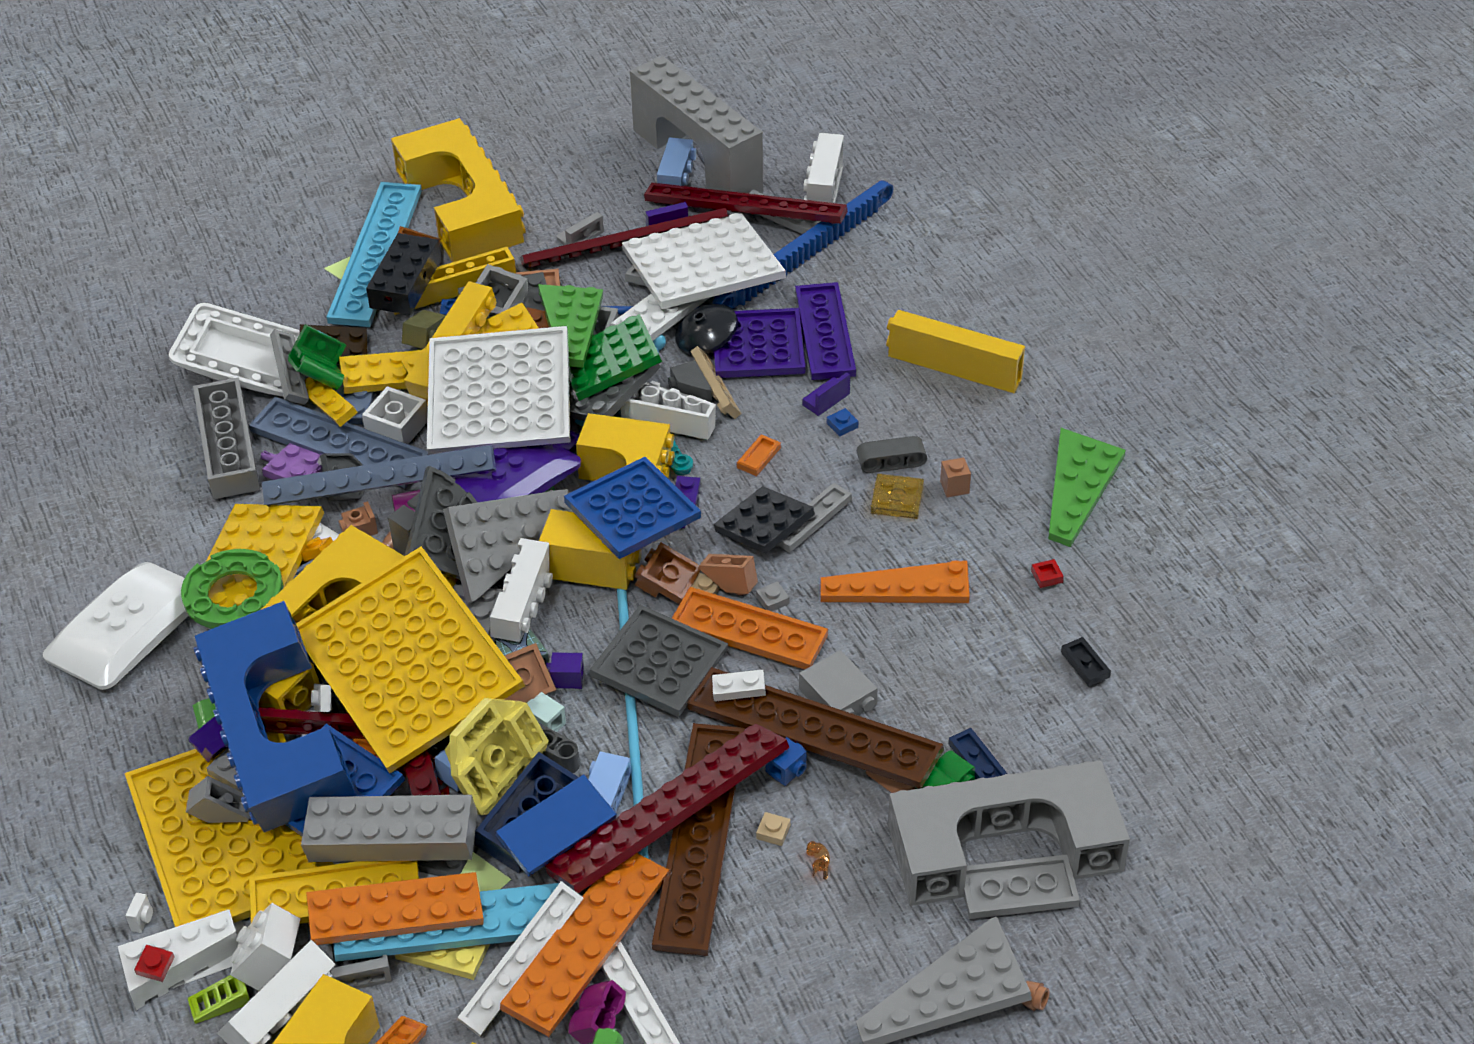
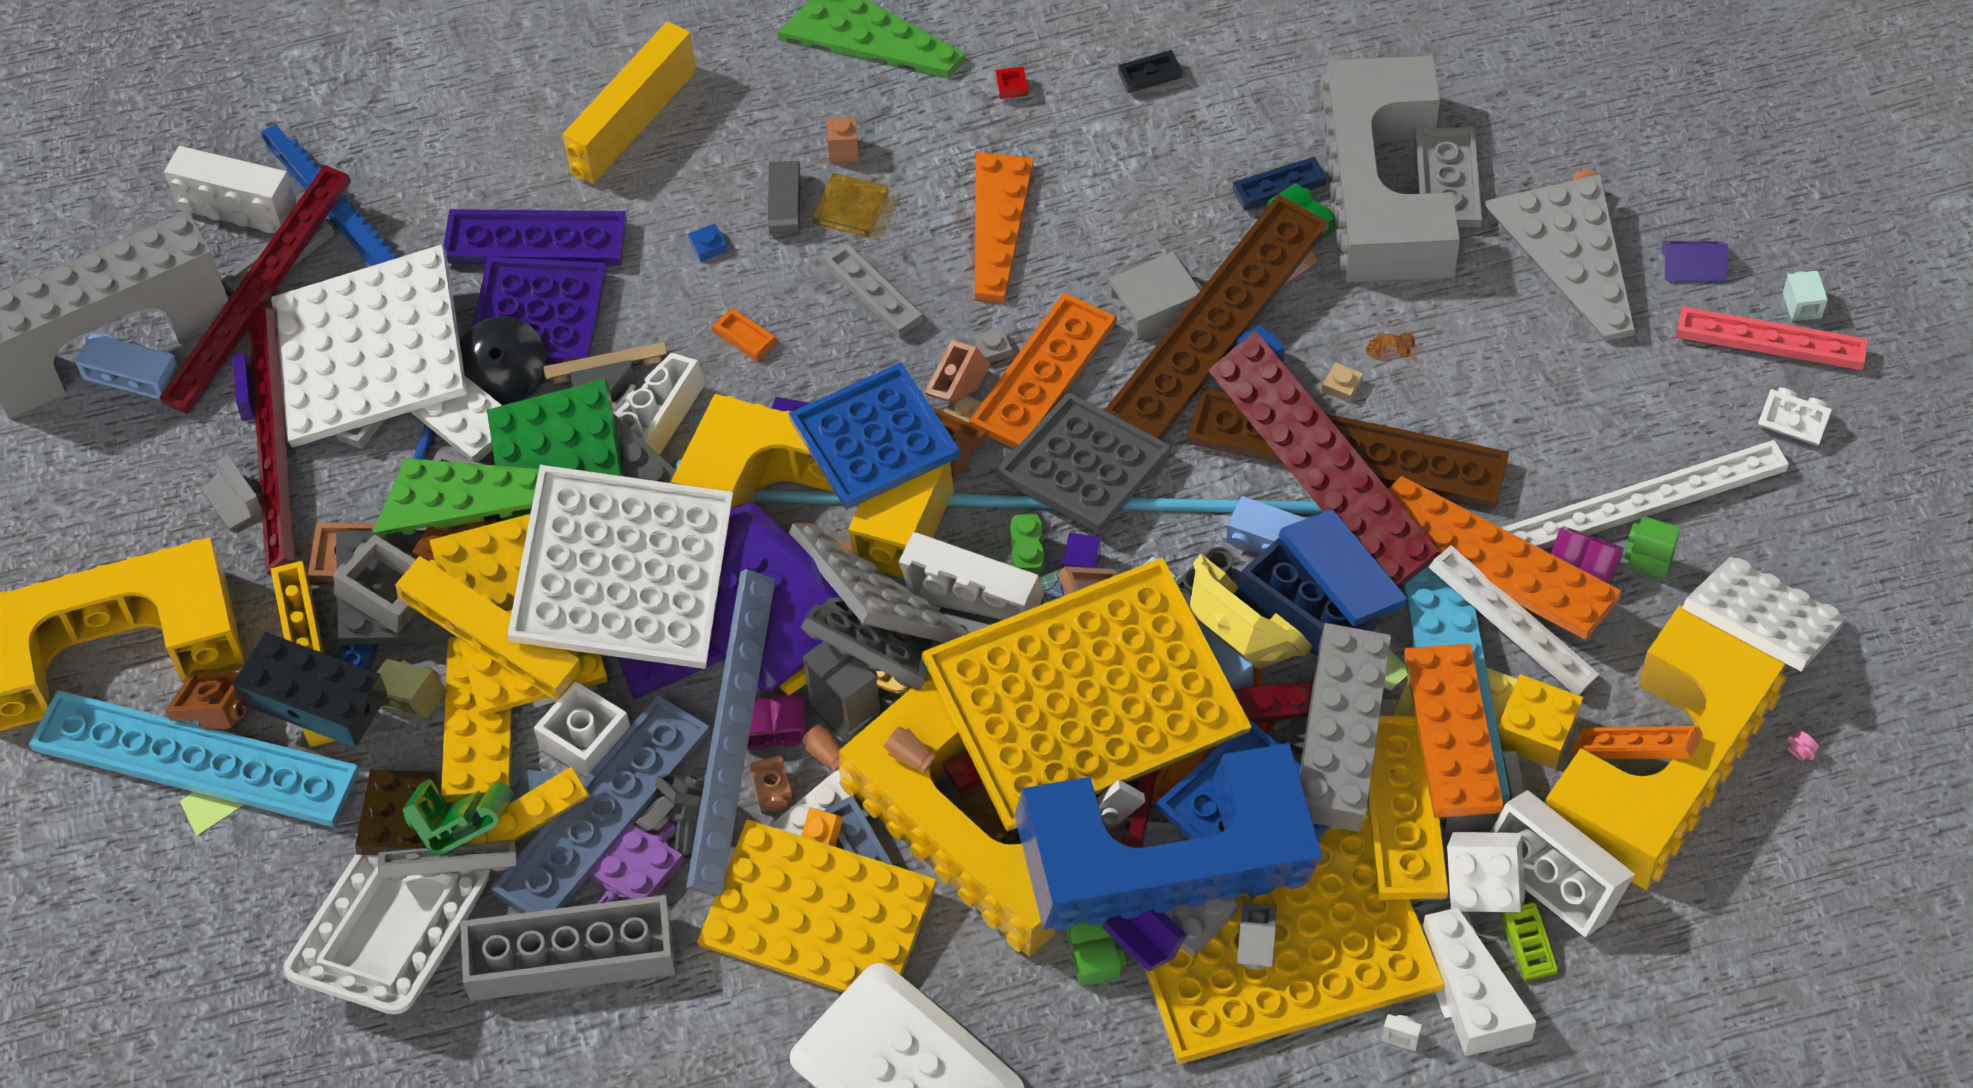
camera: 80 degrees left, 10 degrees up
(154, 963) = (1505, 988): red plate -> none
(228, 562) = (890, 872): bright green plate -> none
(347, 557) = (909, 749): none -> nougat cone
(425, 987) = (1538, 721): none -> yellow brick
(569, 634) = (1027, 543): none -> bright green brick
(738, 685) = (1145, 381): white plate -> none
(764, 519) = (870, 332): black plate -> none
(827, 394) = (657, 249): dark purple panel -> none

